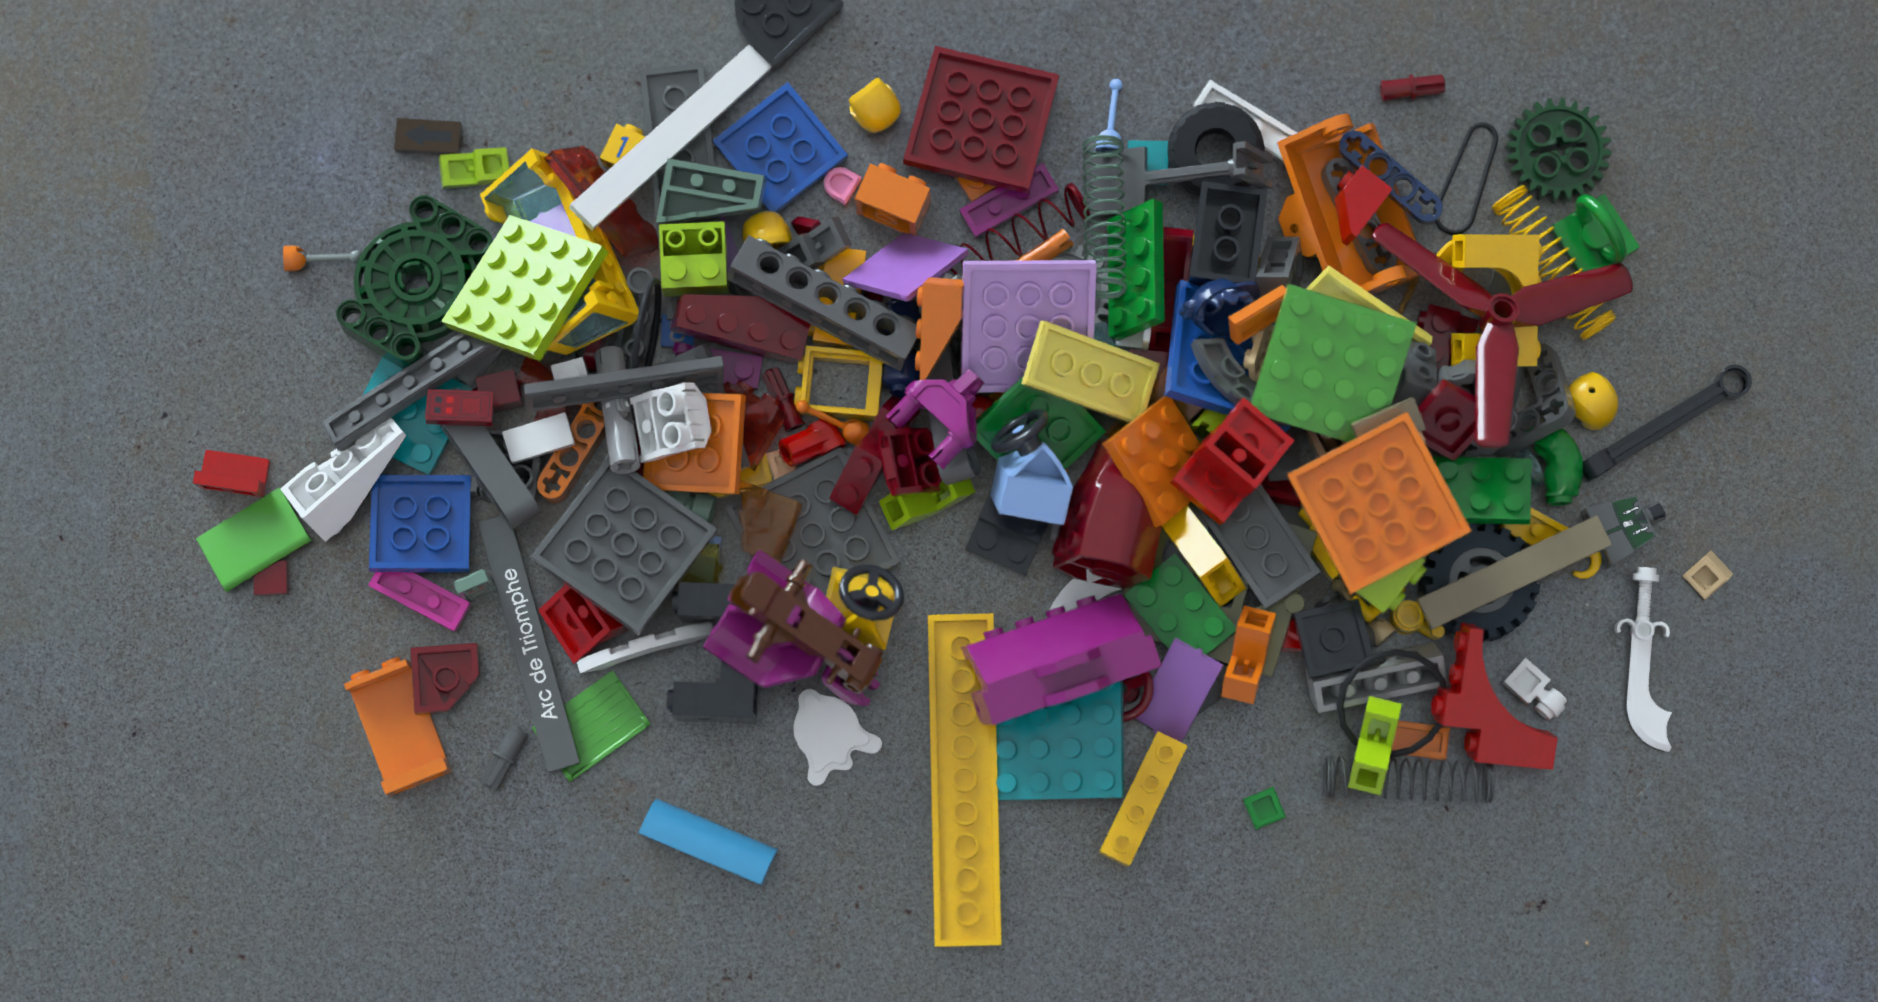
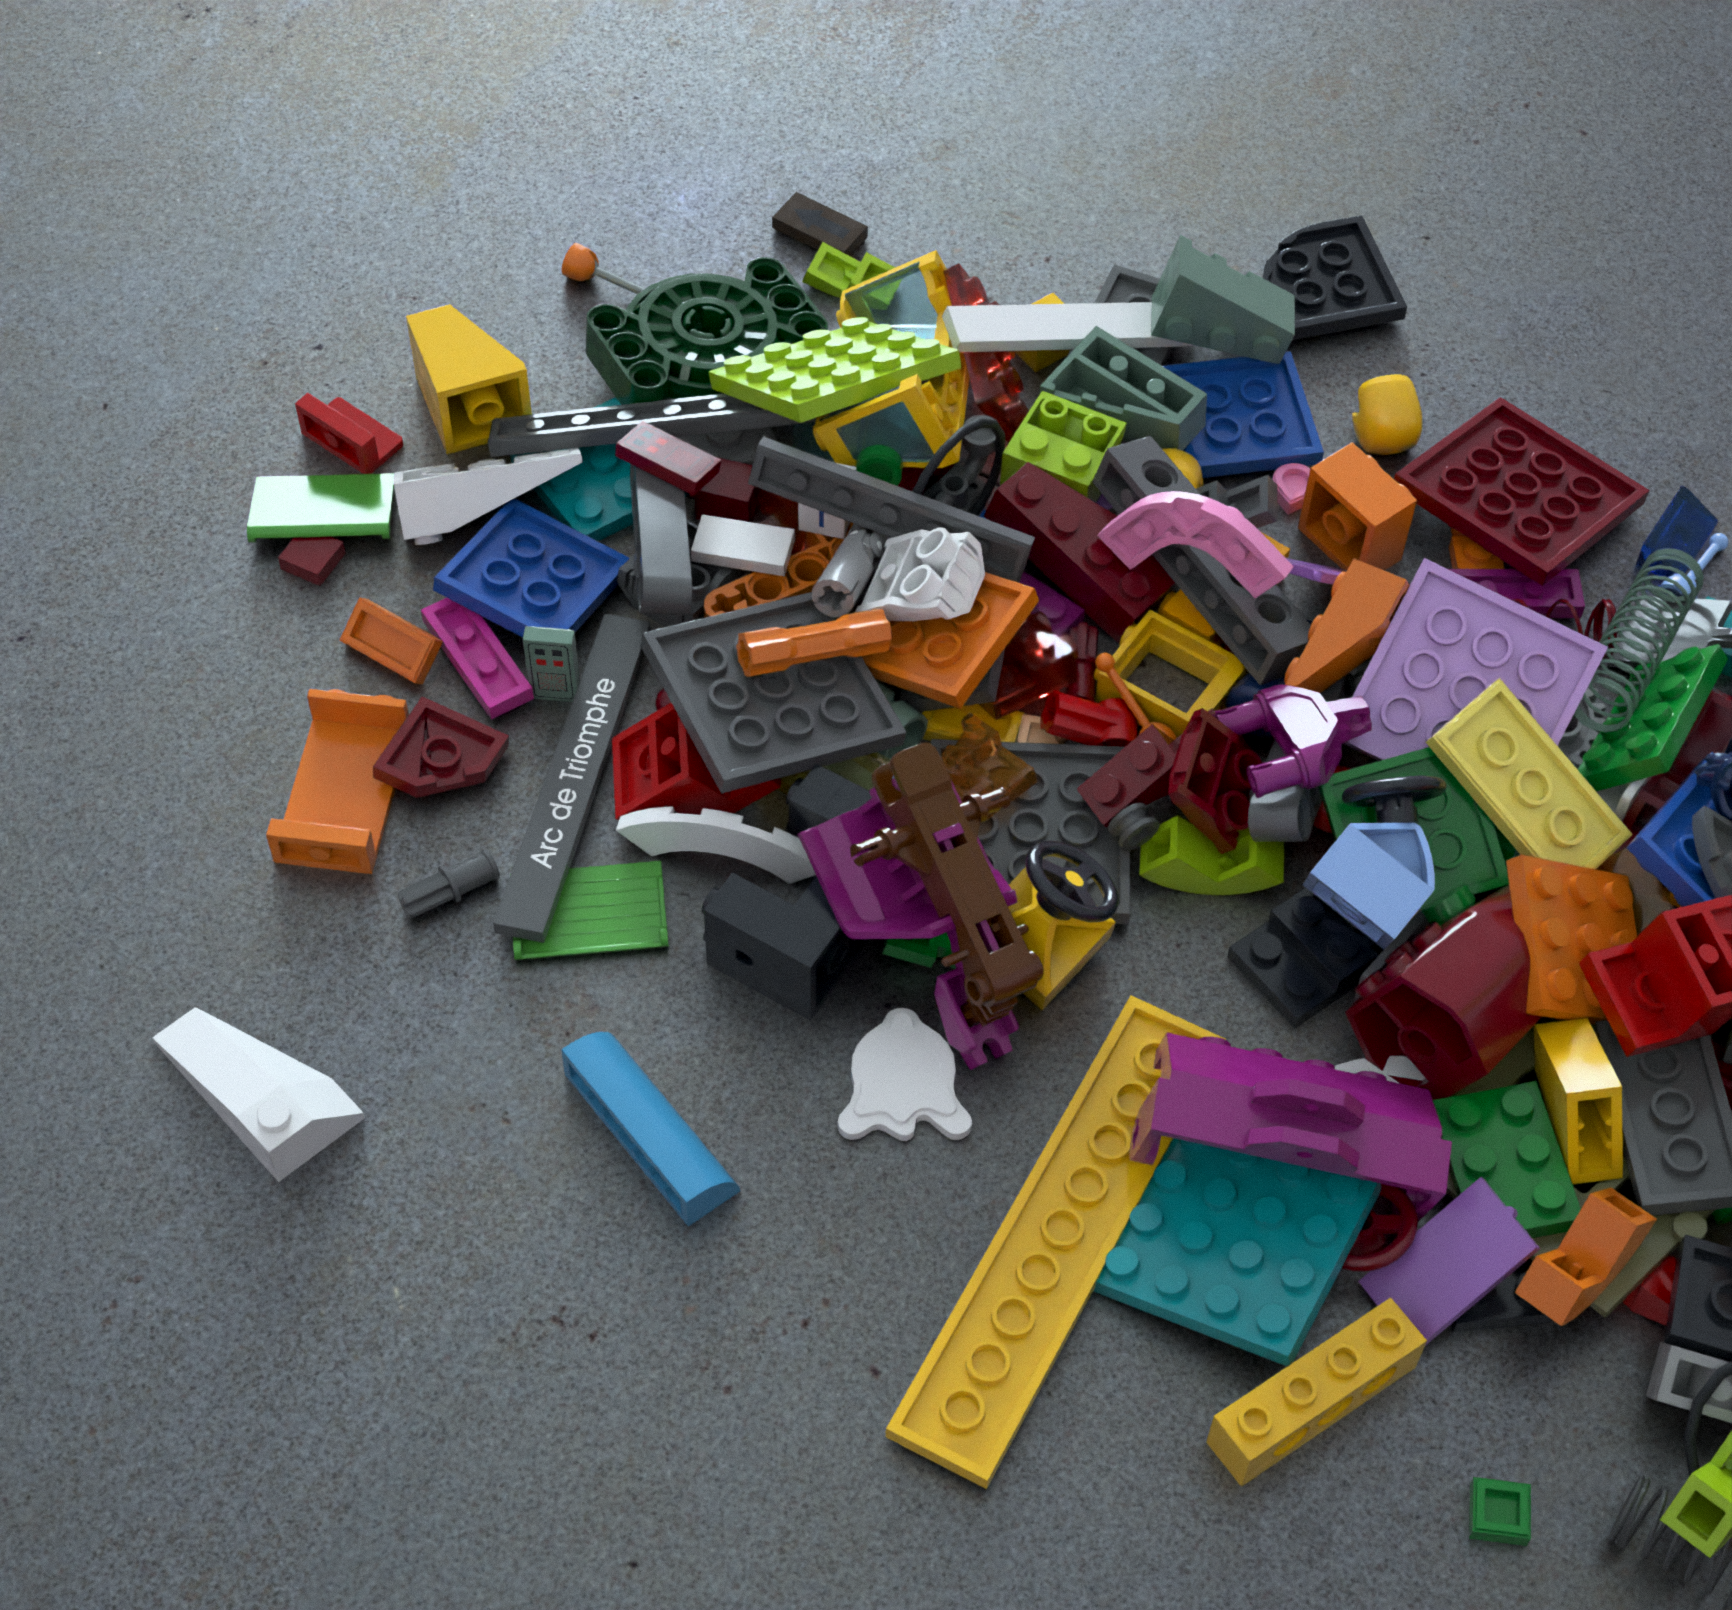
camera: 25 degrees right, 25 degrees down
(286, 404) = (465, 377): none -> yellow slope
(363, 615) = (391, 640): none -> orange tile
(485, 942) = (263, 1095): none -> white wedge
(594, 346) = (880, 463): none -> green tile
(617, 522) = (779, 648): none -> orange axle
(735, 91) = (1220, 308): none -> sand green wedge
(835, 303) = (1204, 524): none -> bright pink plate
(875, 508) = (1133, 826): none -> dark grey bush
(1079, 468) = (1449, 905): none -> green tile
(1090, 96) = (1682, 527): none -> clear blue slope

